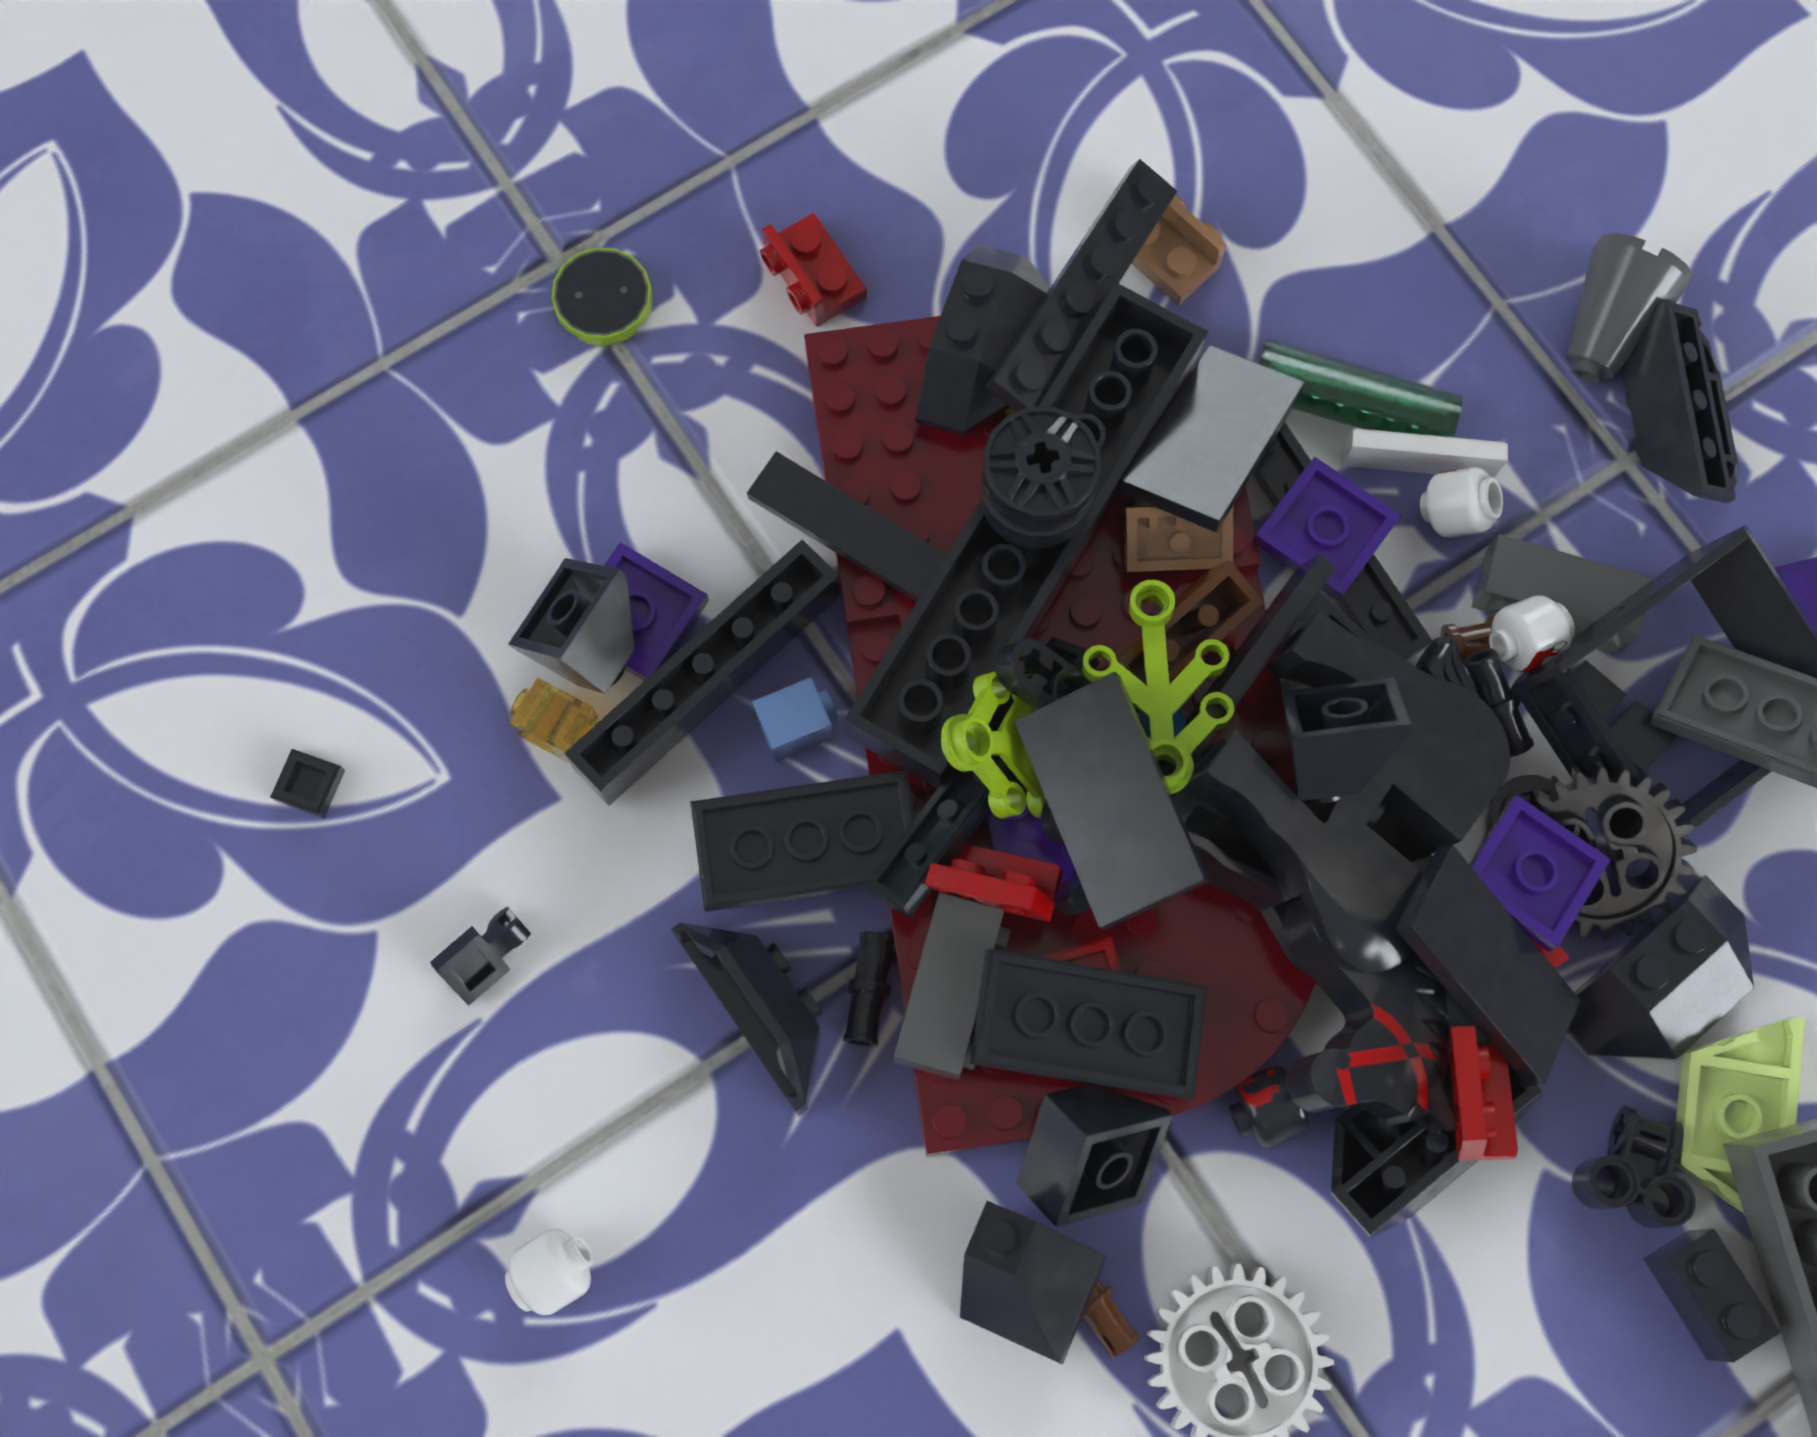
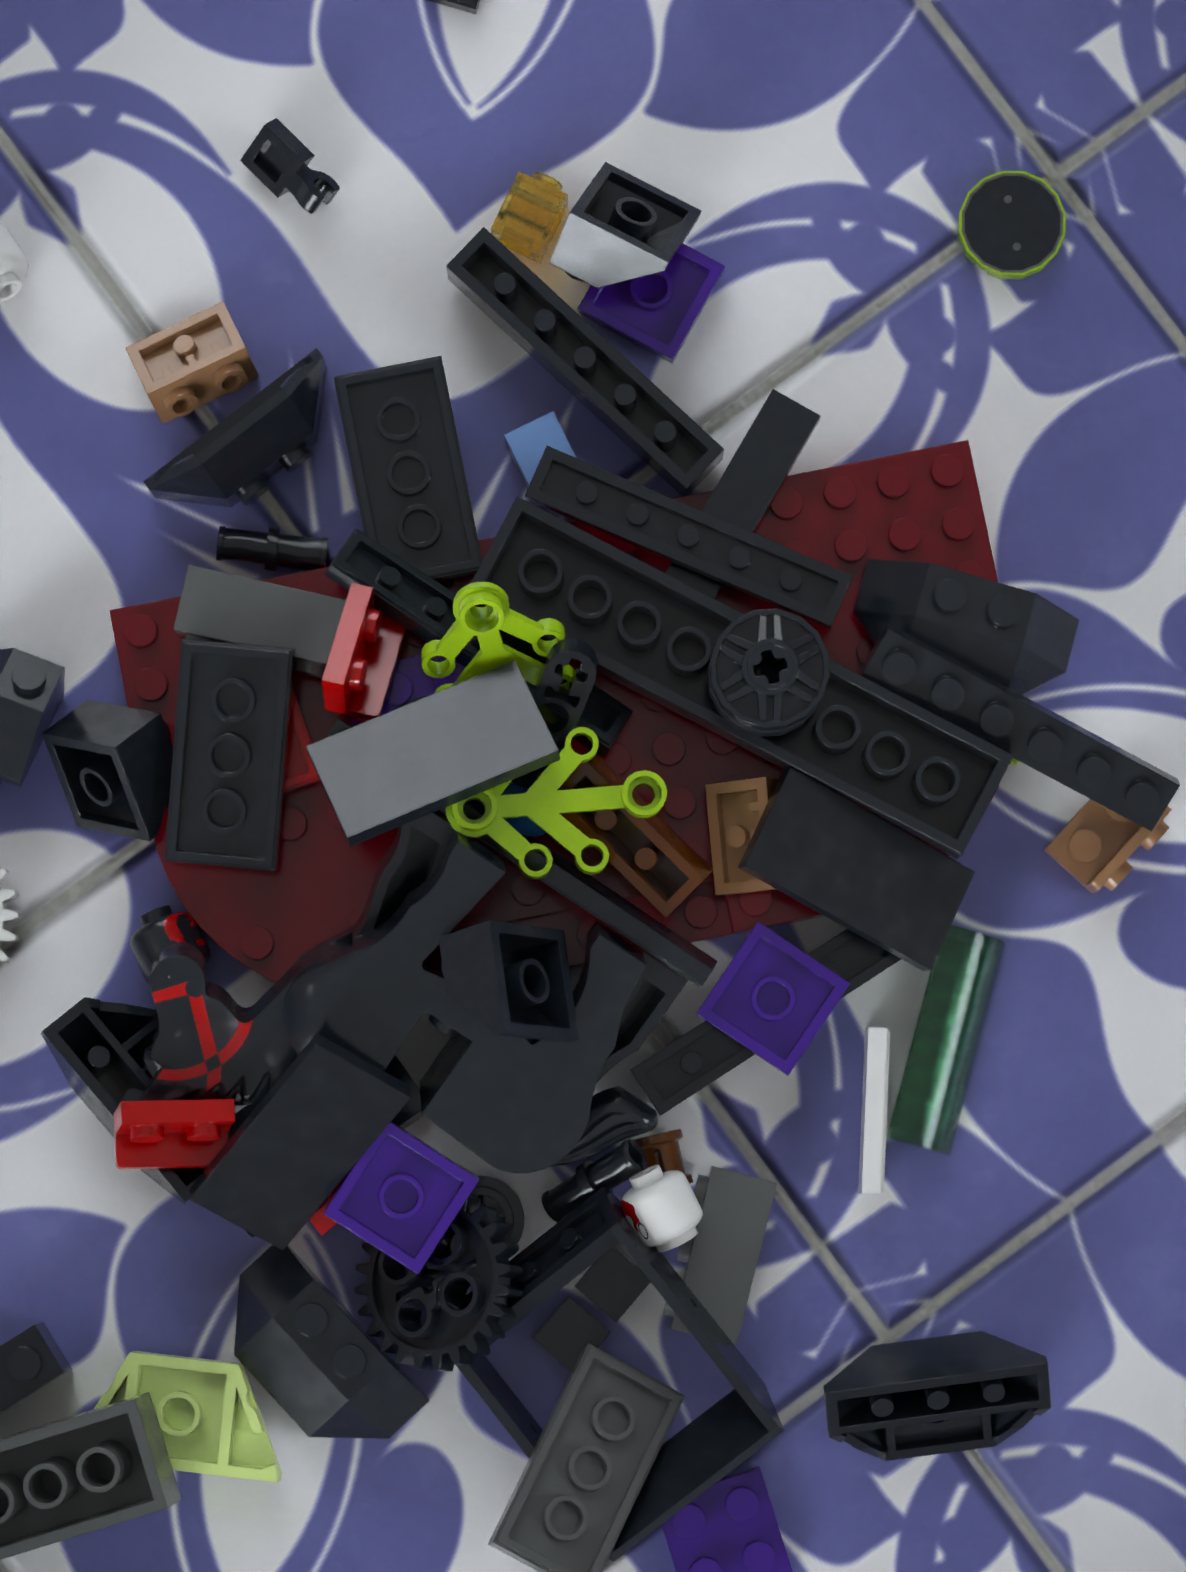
camera: 90 degrees right, 10 degrees up
(672, 1061) = (192, 363): none -> medium nougat bracket
(813, 268) = (1057, 447): red bracket -> none
(888, 571) = (688, 537): none -> black plate
(1462, 502) = (816, 1148): white head -> none
(1618, 301) = (1057, 1320): dark grey cone -> none
(1639, 1160) = (126, 1314): black piece -> none

